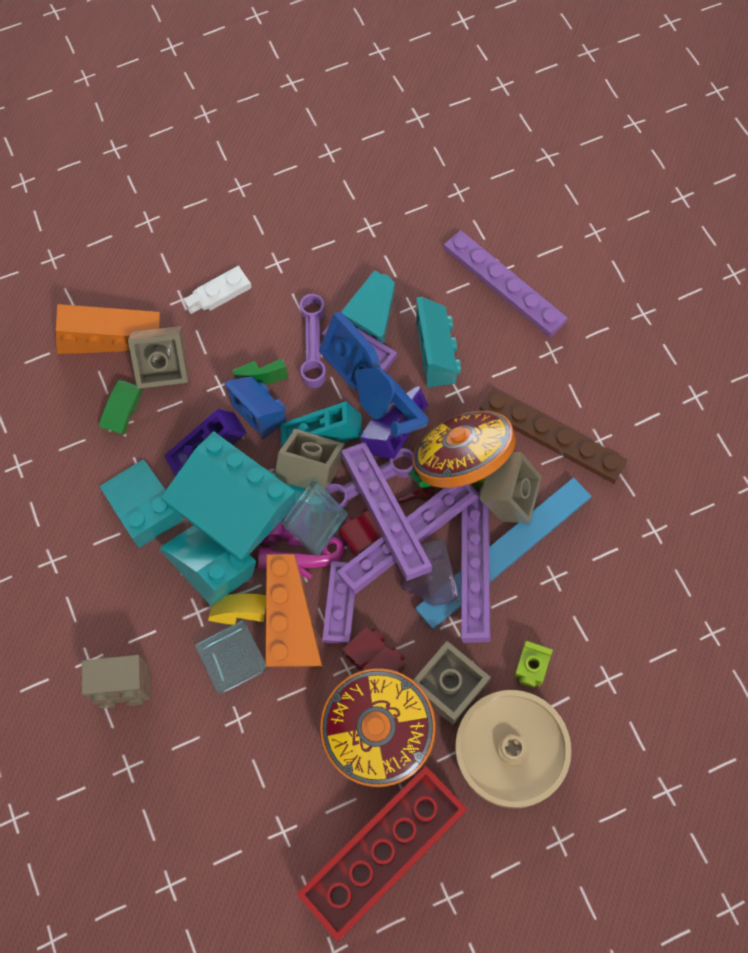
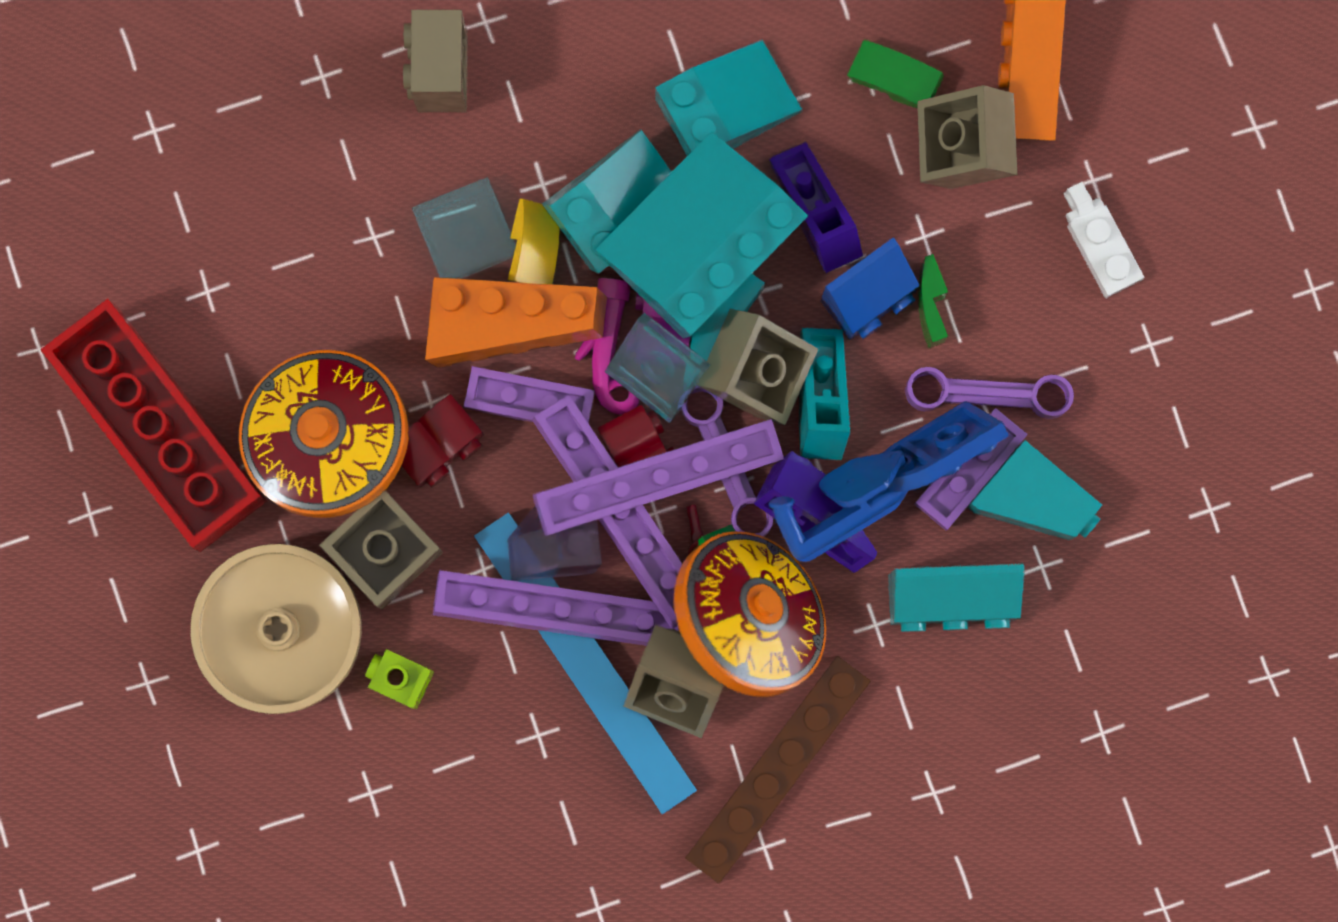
camera: 90 degrees right, 15 degrees up
(505, 283) = (1071, 731): medium lavender plate -> none

